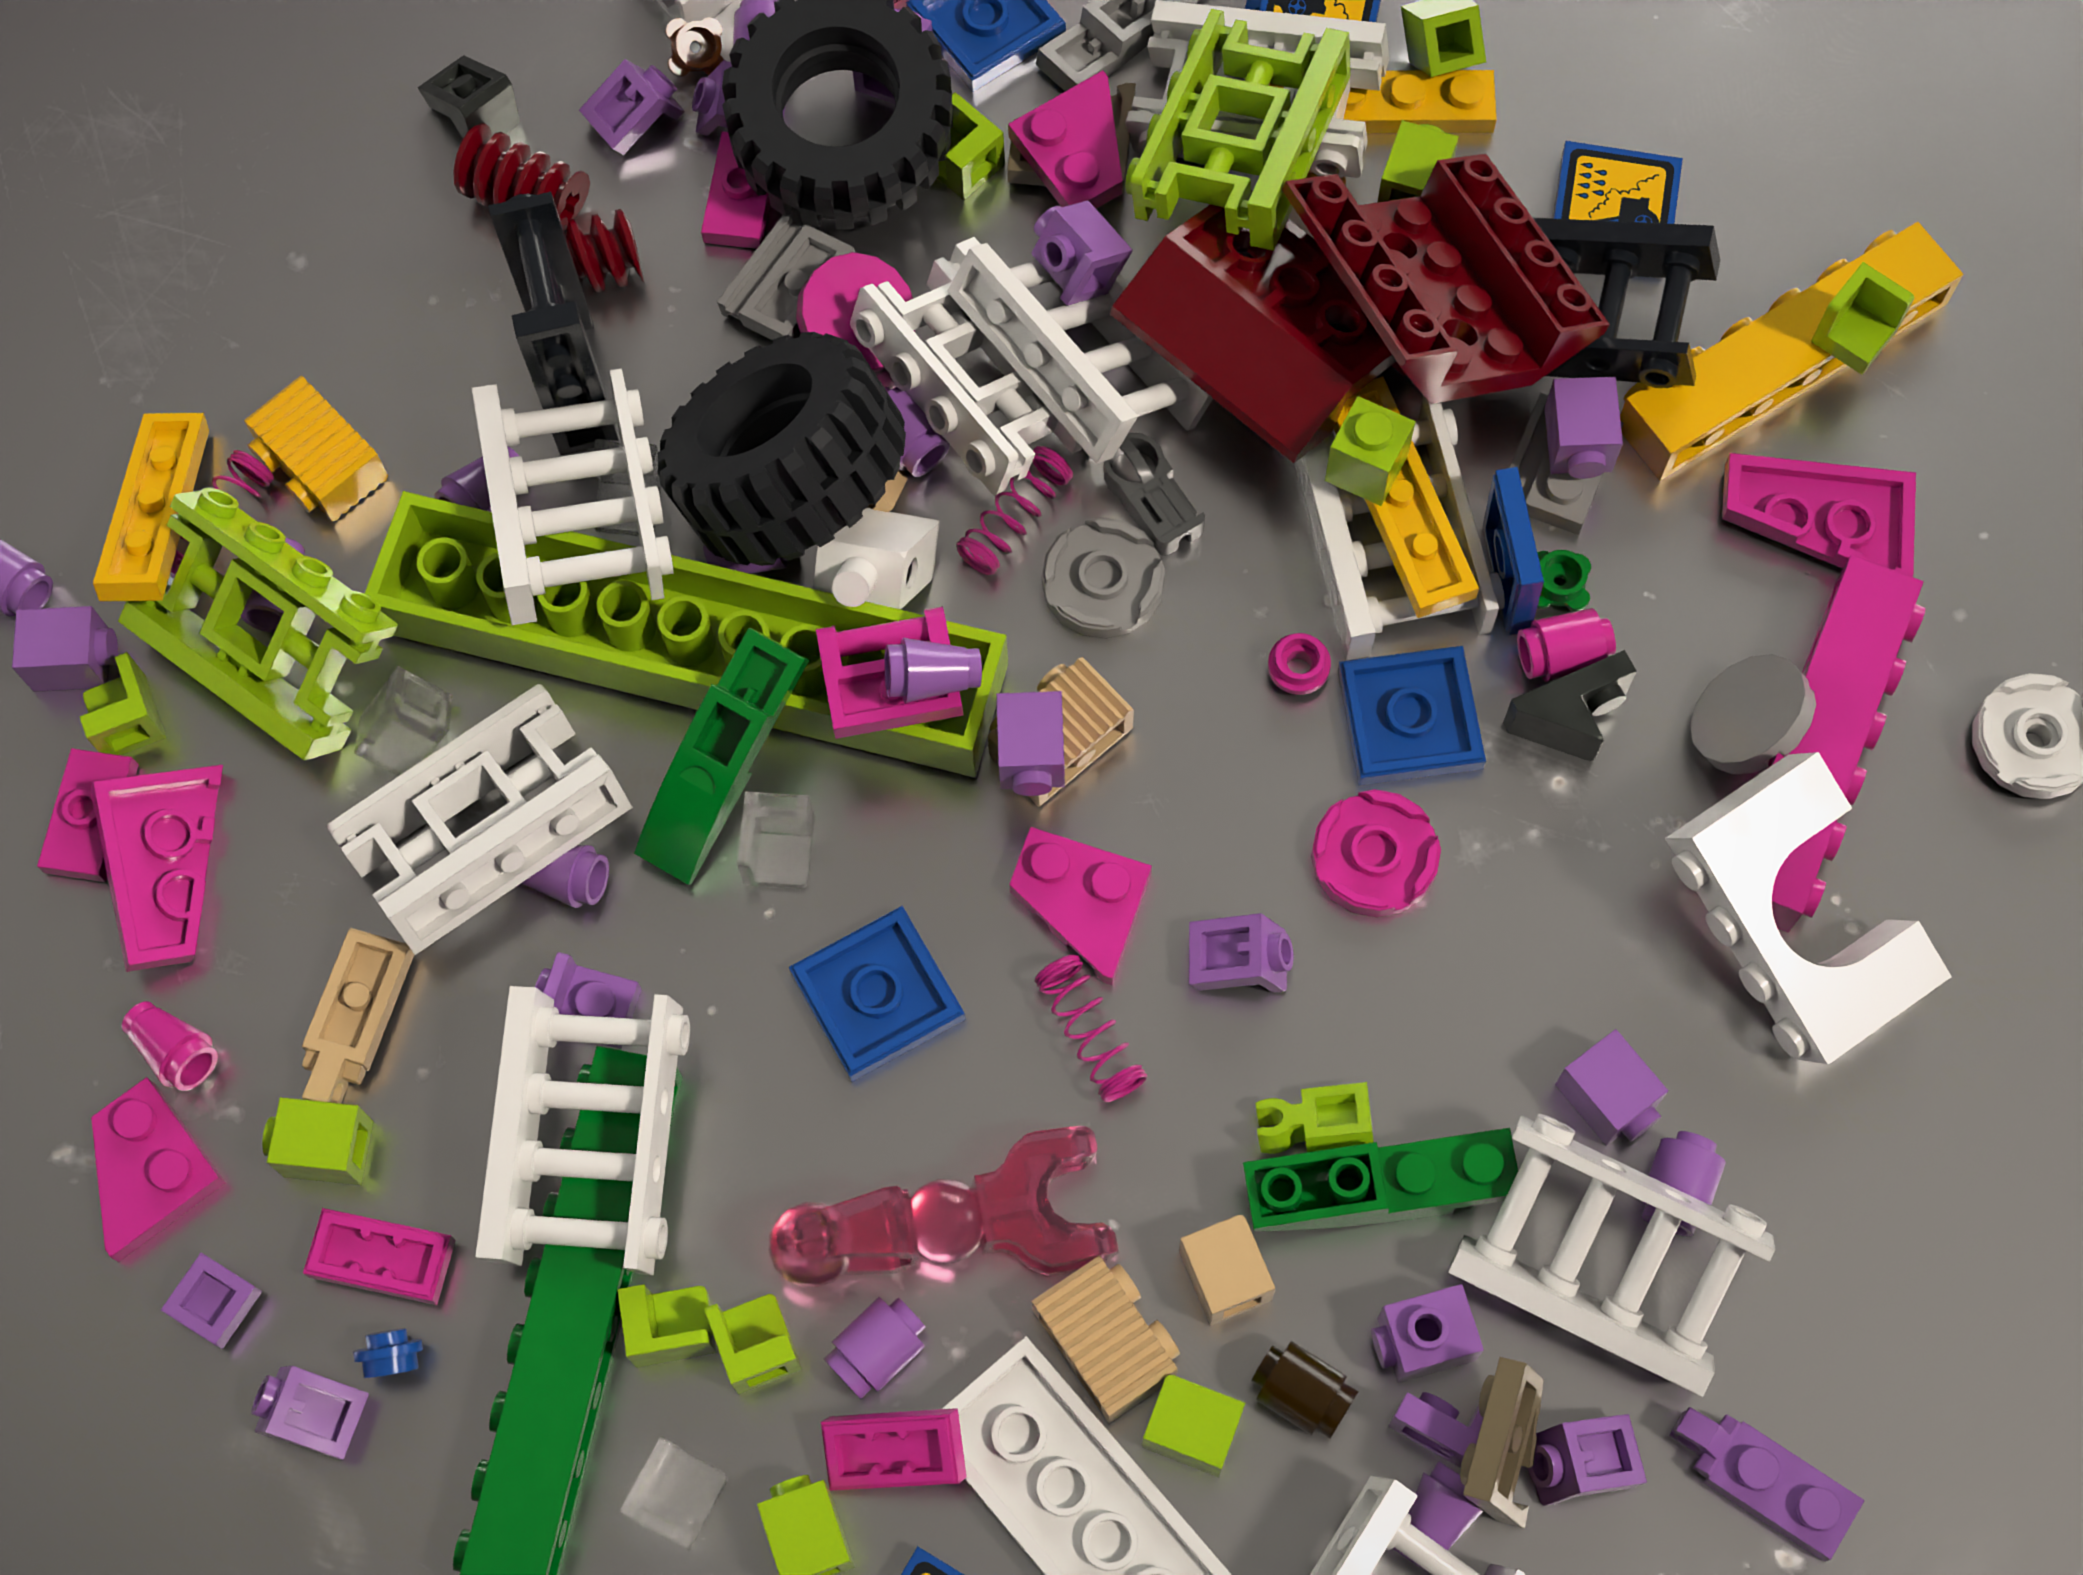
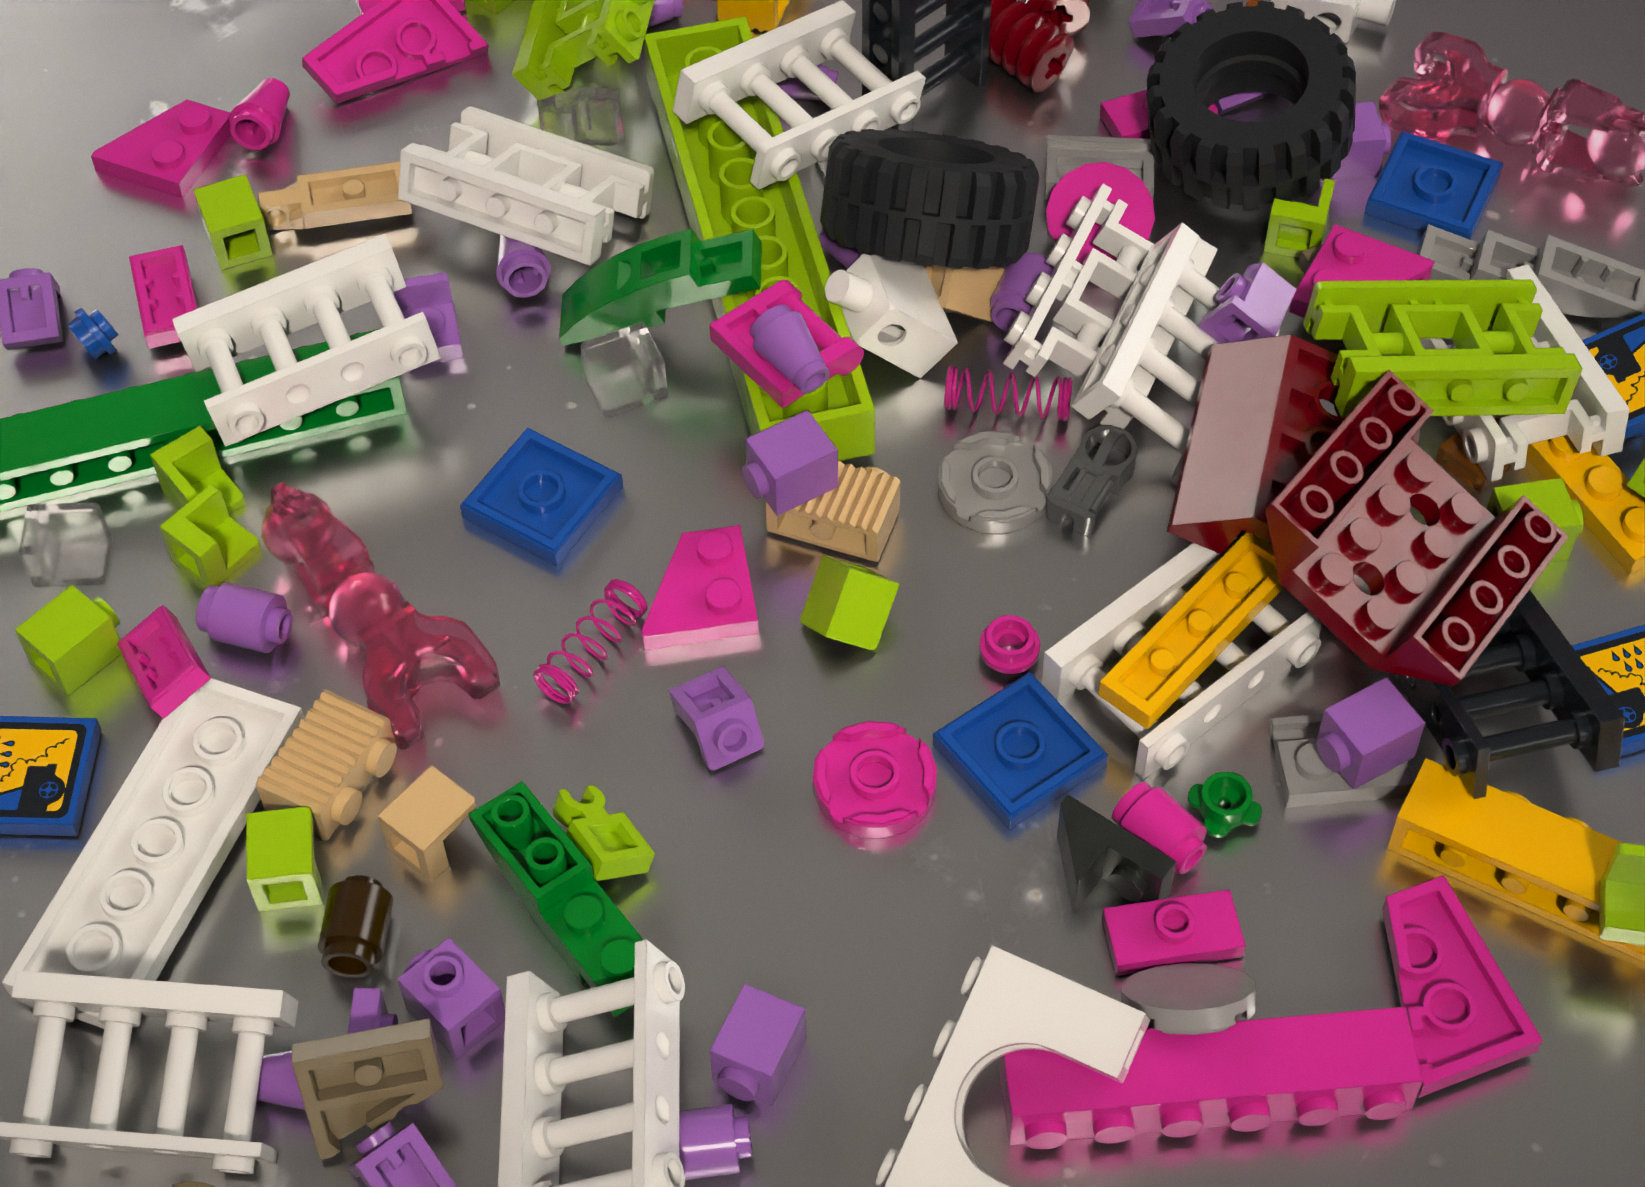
camera: 60 degrees right, 15 degrees down
(211, 1300) = (85, 222): medium lavender plate -> none
(1179, 775) = (849, 603): none -> lime panel
(1369, 450) = (1206, 564): lime brick -> none
(1513, 549) = (1211, 731): blue tile -> none
(1662, 693) = (1173, 932): none -> dark pink plate

